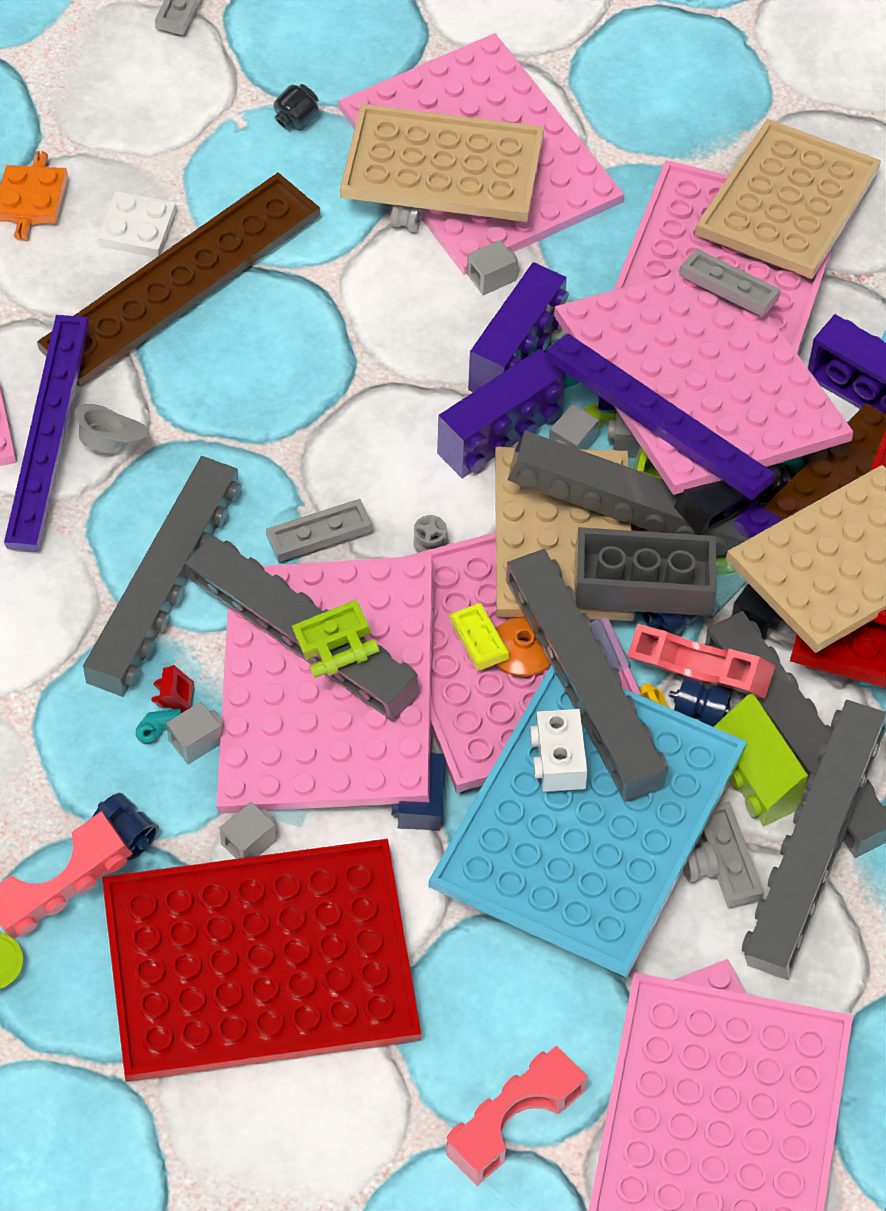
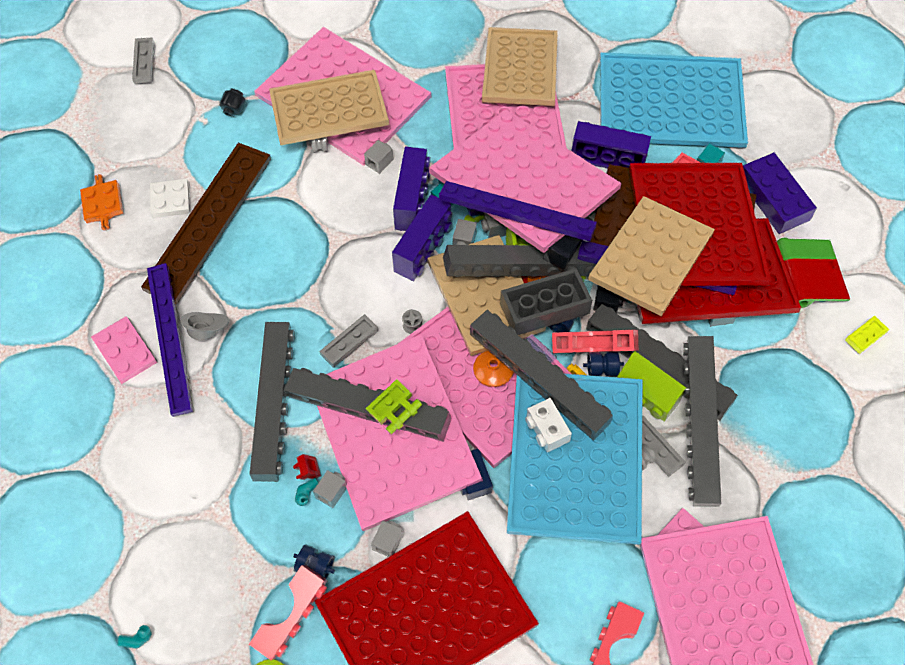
camera: 20 degrees left, 5 degrees up
(479, 636) = (468, 372): neon yellow plate -> none
(729, 282) = (517, 122): light grey plate -> none

